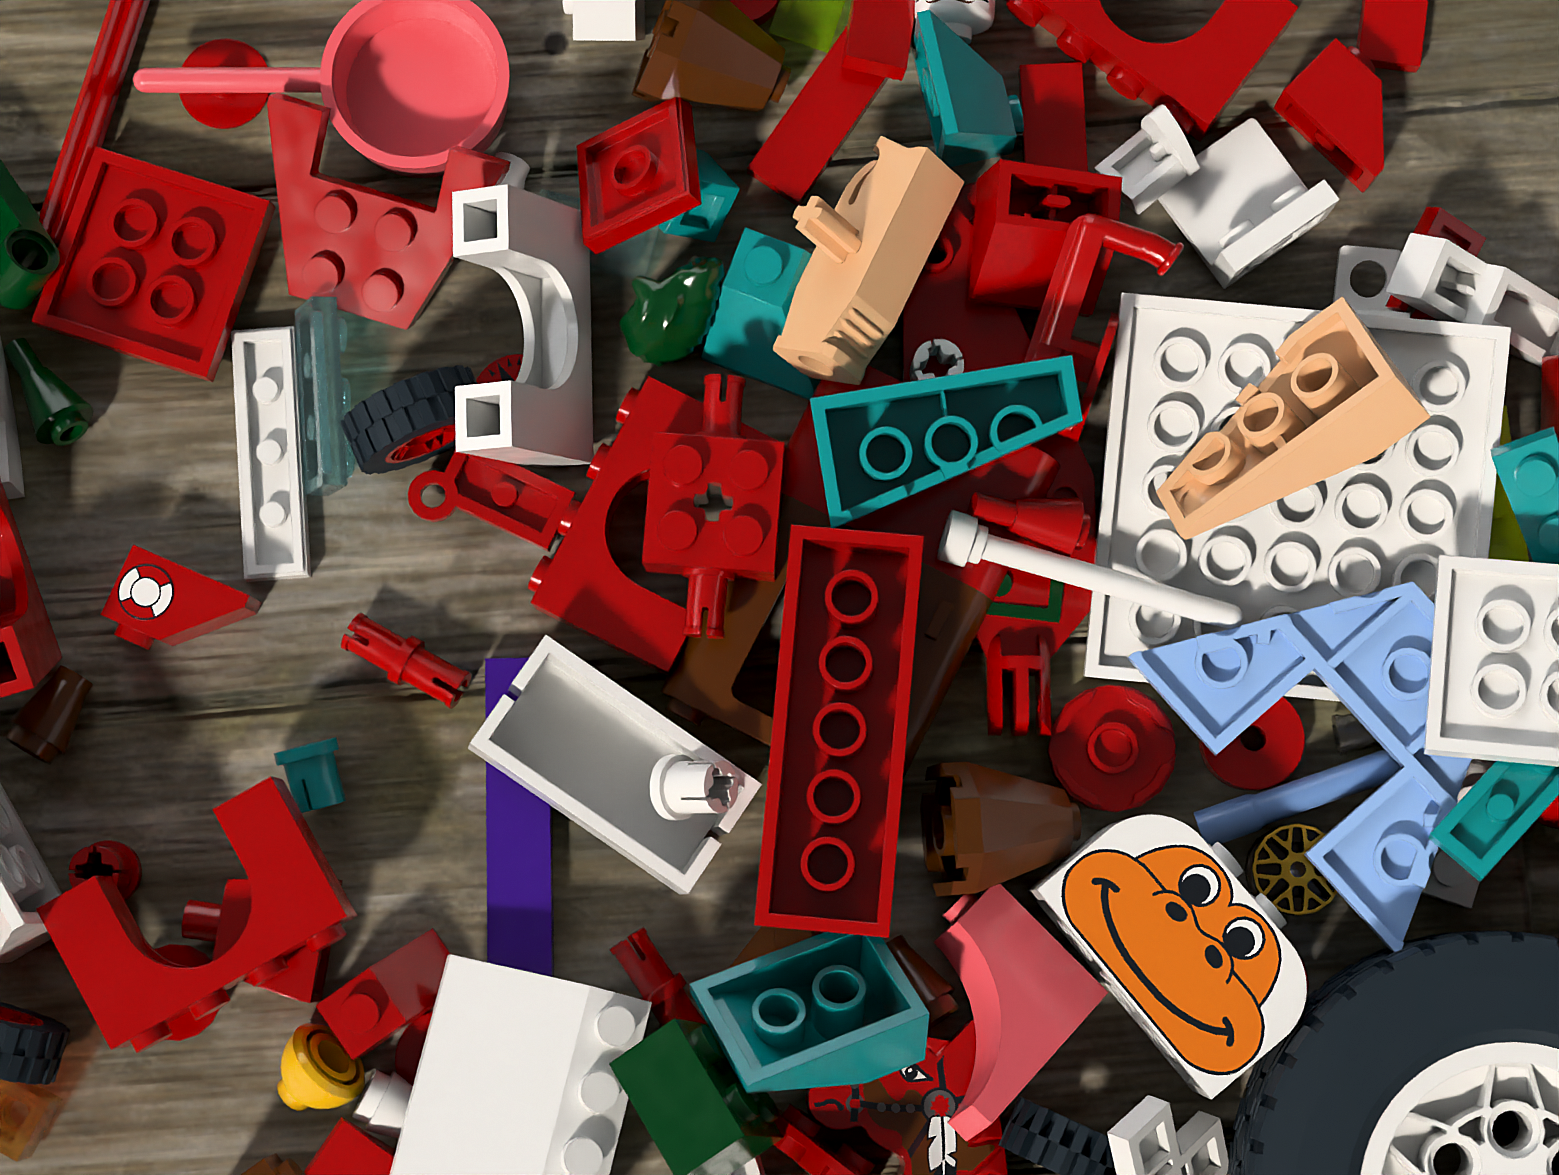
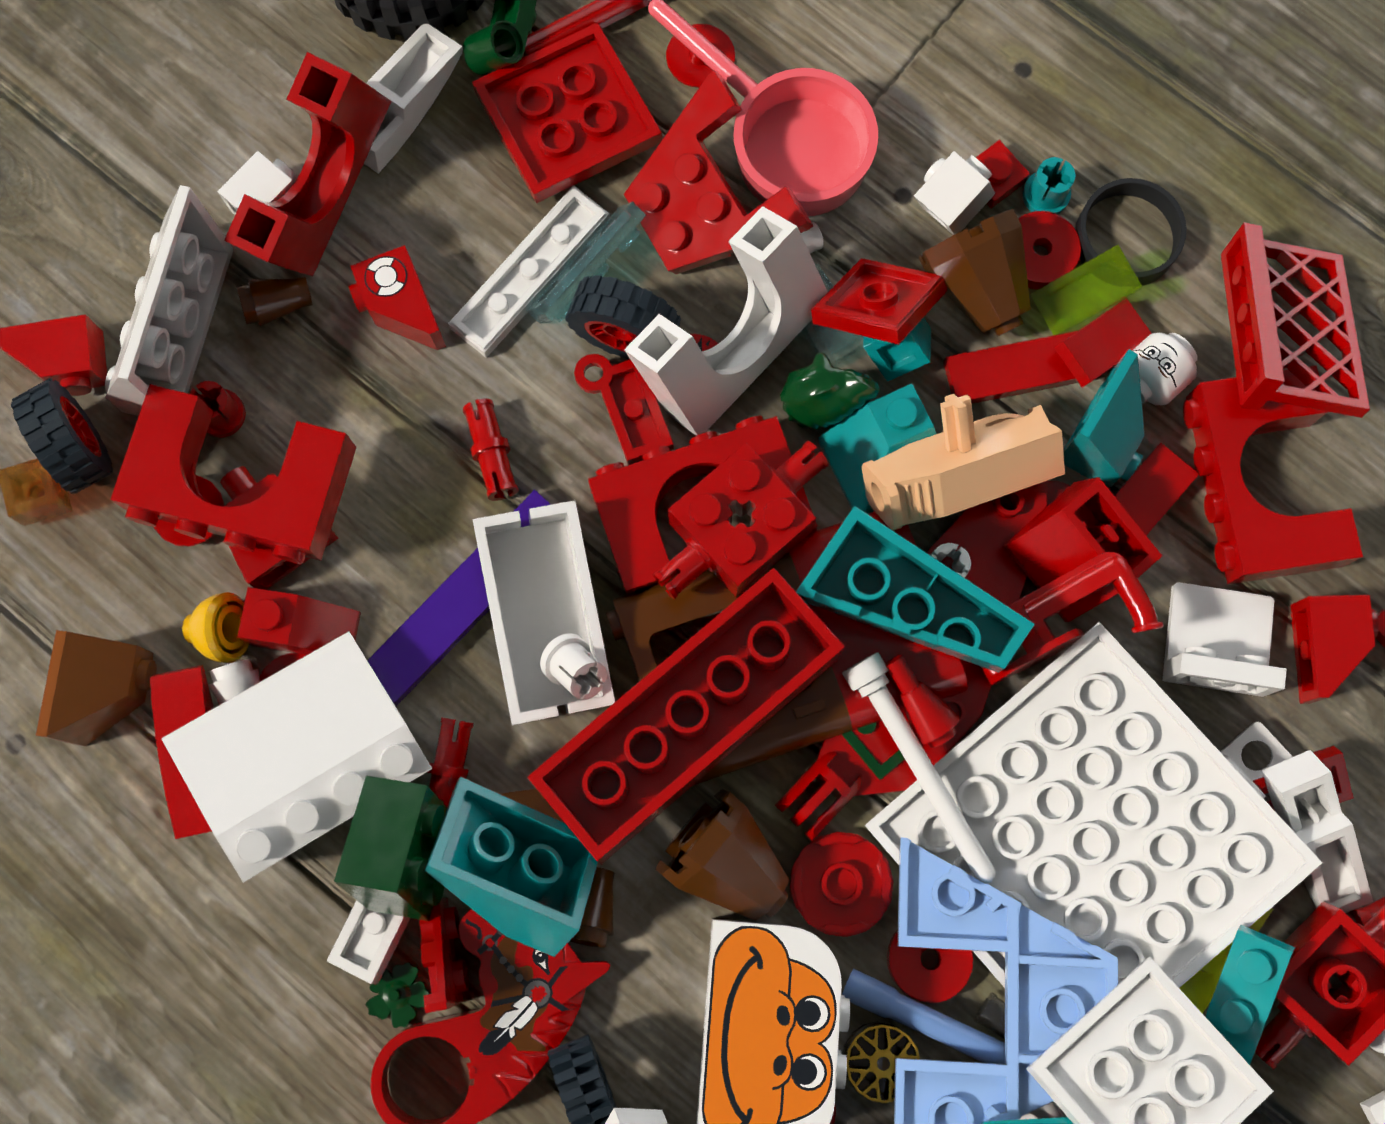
camera: 40 degrees right, 5 degrees down
(53, 406) = (438, 140): dark green cone -> none
(312, 774) = (378, 462): teal bush -> none
(1022, 998) = (647, 978): coral arch -> none
(1151, 160) = (1189, 566): white tile -> none
(1313, 416) = (1151, 800): light nougat wedge -> none

